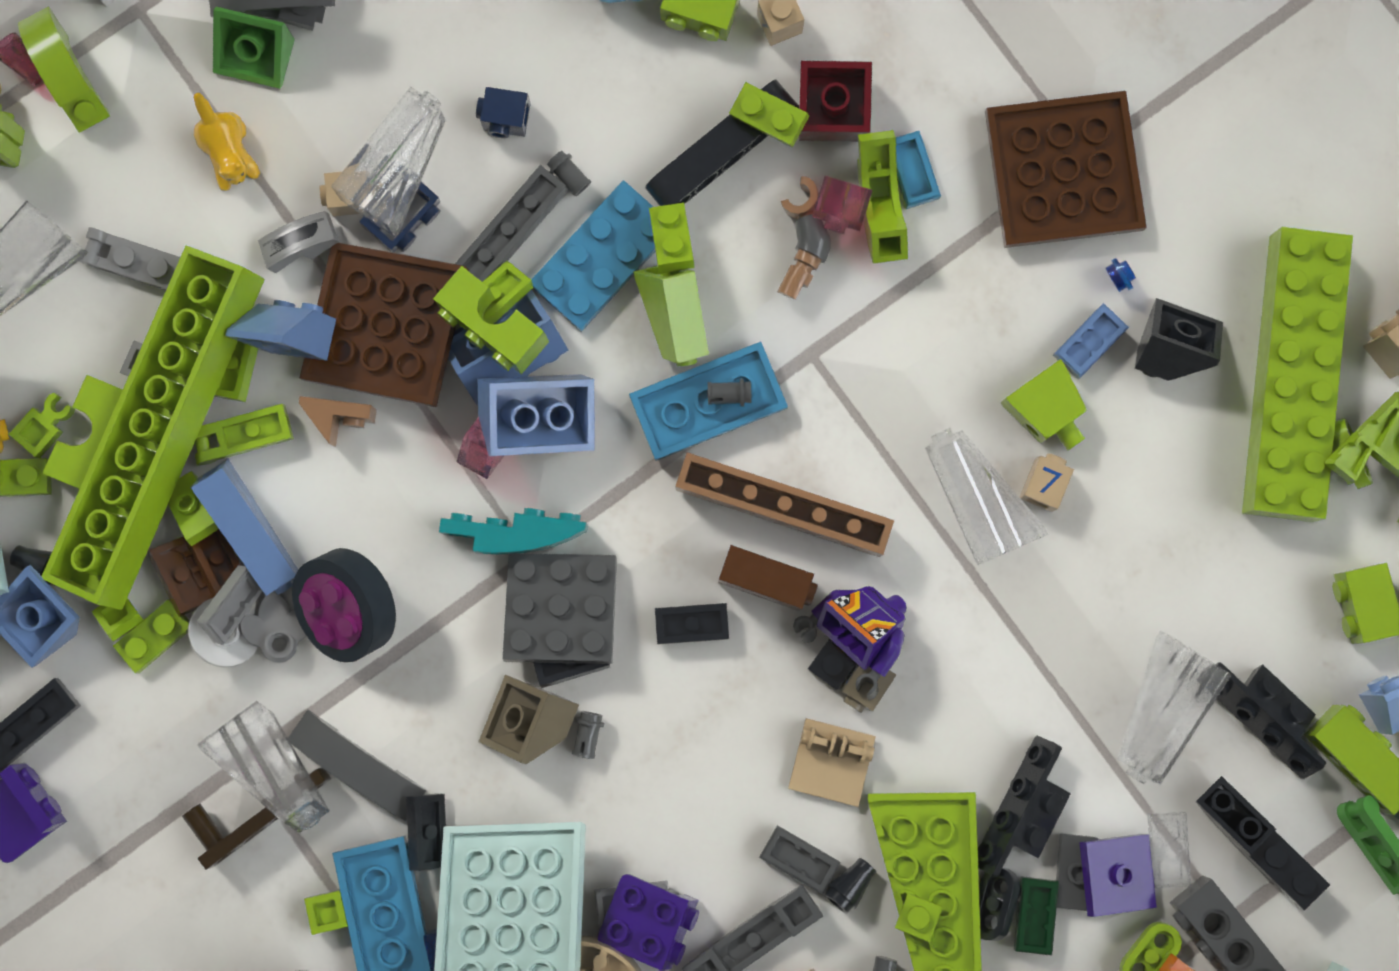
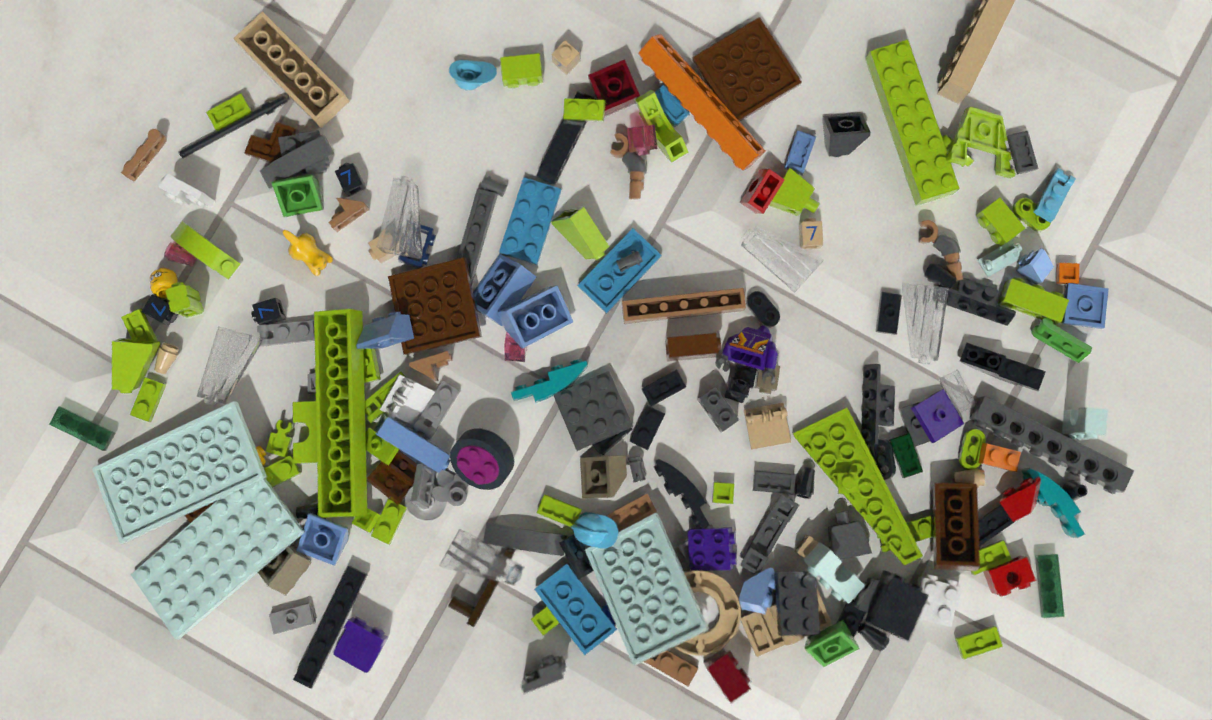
camera: 25 degrees left, 0 degrees up
(117, 213) = (268, 312): none -> black brick
(270, 455) = (407, 400): none -> white hinge
(304, 237) = (369, 282): light grey slope -> none
(312, 491) = (436, 409): none -> light grey plate
(323, 112) = (353, 210): none -> medium nougat slope
(344, 58) = (350, 179): none -> black brick
(431, 745) = (558, 510): none -> lime plate
(474, 803) = (595, 530): none -> medium azure piece
(503, 112) = (445, 170): dark blue brick -> none
(508, 287) = (485, 266): lime plate -> none
(513, 341) = (508, 284): lime arch -> none
(532, 803) = (632, 512): none -> medium nougat plate
(636, 675) = (647, 427): none -> black plate
(645, 792) = (679, 484): none -> black slope
(671, 238) = (563, 195): lime plate -> none
(709, 838) = (723, 493): none -> lime plate
(763, 700) = (718, 409): none -> dark grey brick
(810, 681) = (739, 388): none -> black bracket
(911, 569) = (761, 310): none -> black plate
(966, 187) = (701, 102): none -> orange brick
(999, 376) = (762, 191): none -> red brick
(1115, 669) = (888, 313): none -> black plate
(1120, 274) = (799, 111): clear blue plate -> none
(1227, 645) = (937, 274): none -> black cone
(1262, 606) = (947, 246): none -> medium nougat piece
(1342, 663) = (1000, 258): none -> light aqua hinge

